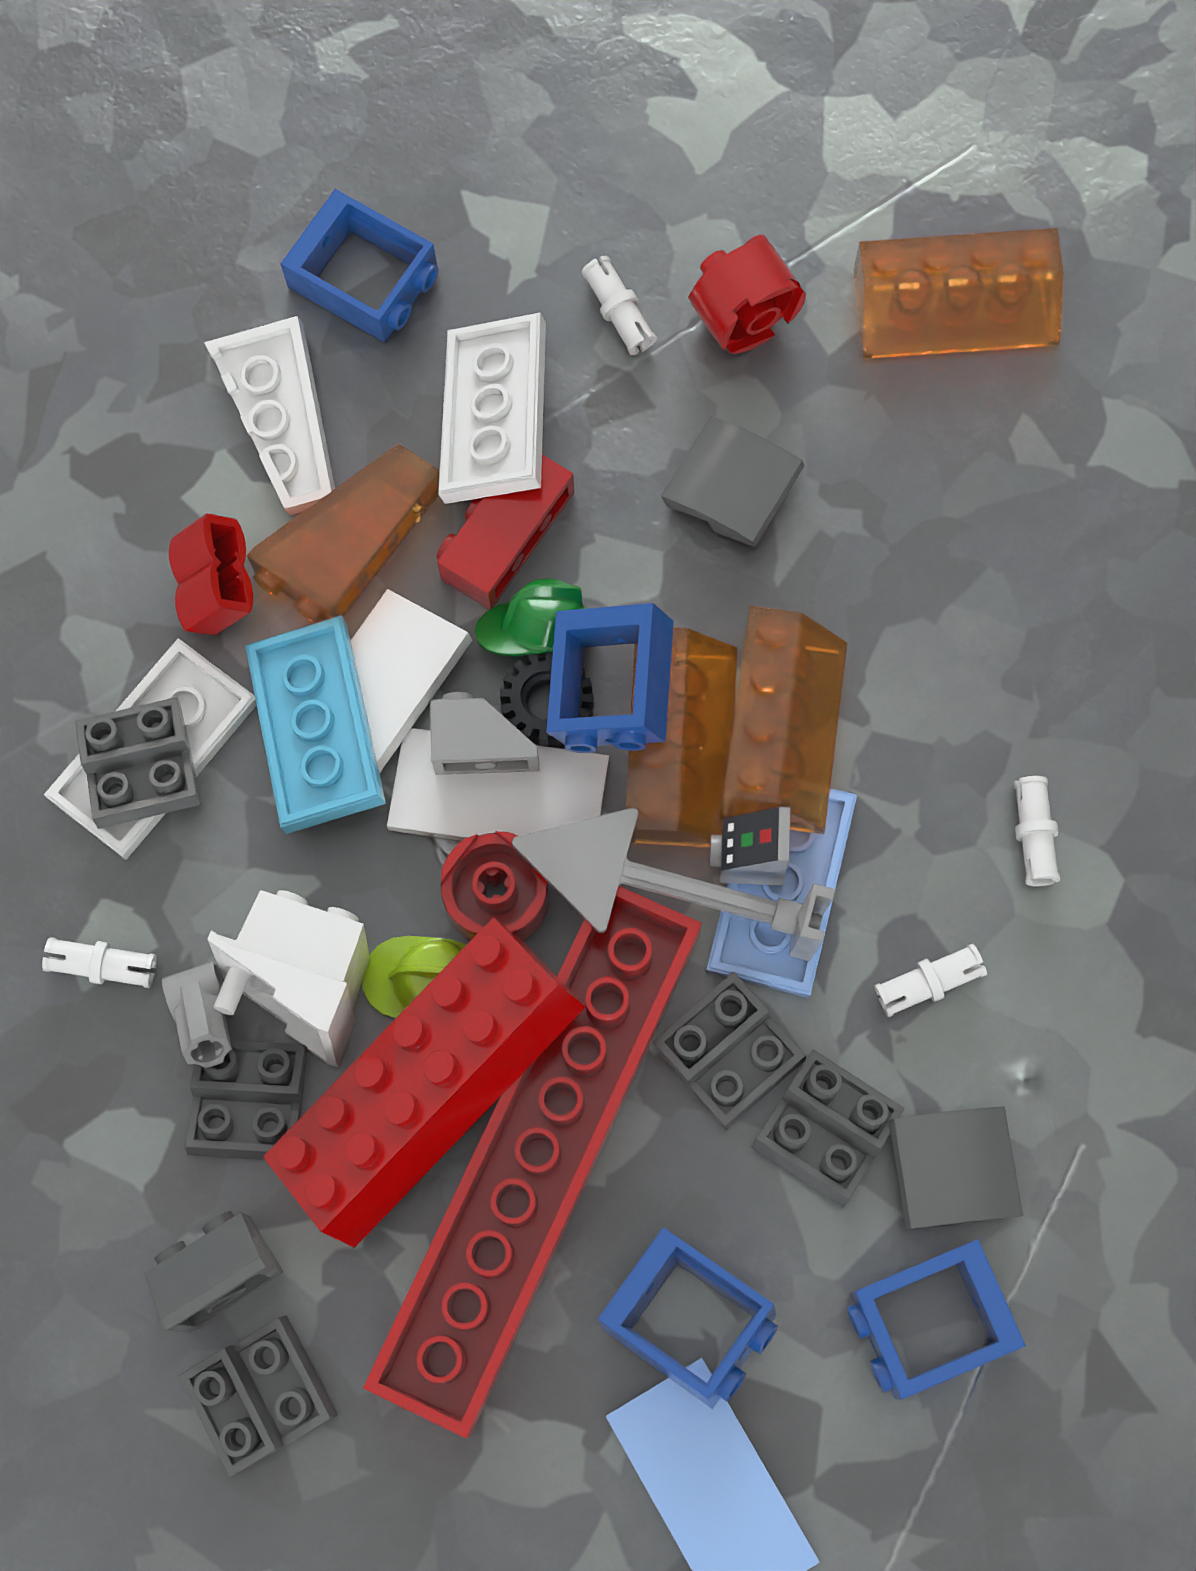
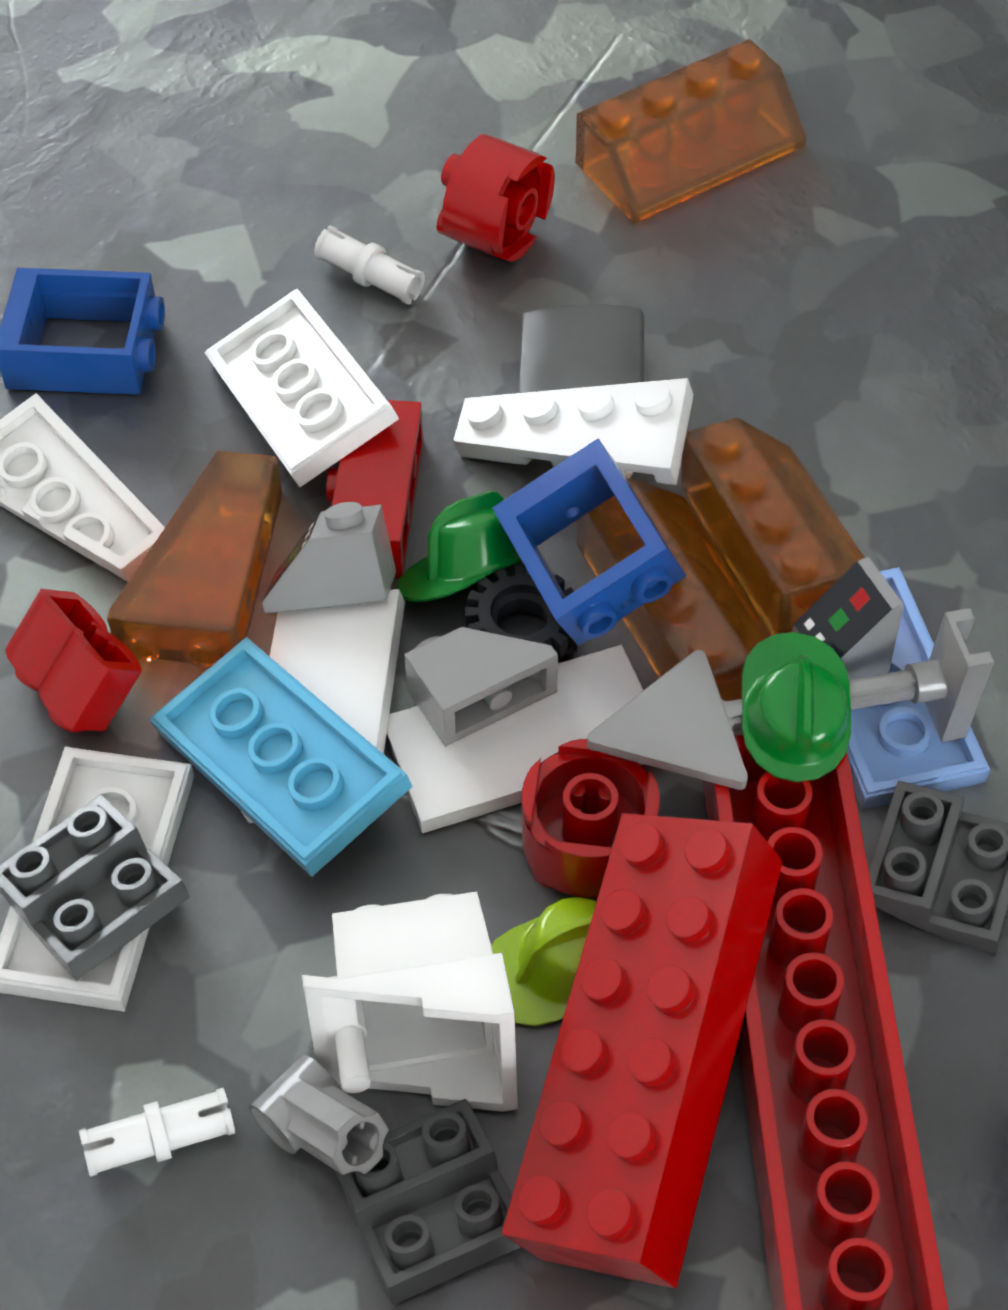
camera: 30 degrees left, 20 degrees down
(431, 590) = (336, 562): none -> light grey slope
(674, 889) = (795, 706): none -> green piece
(693, 564) = (636, 422): none -> white wing

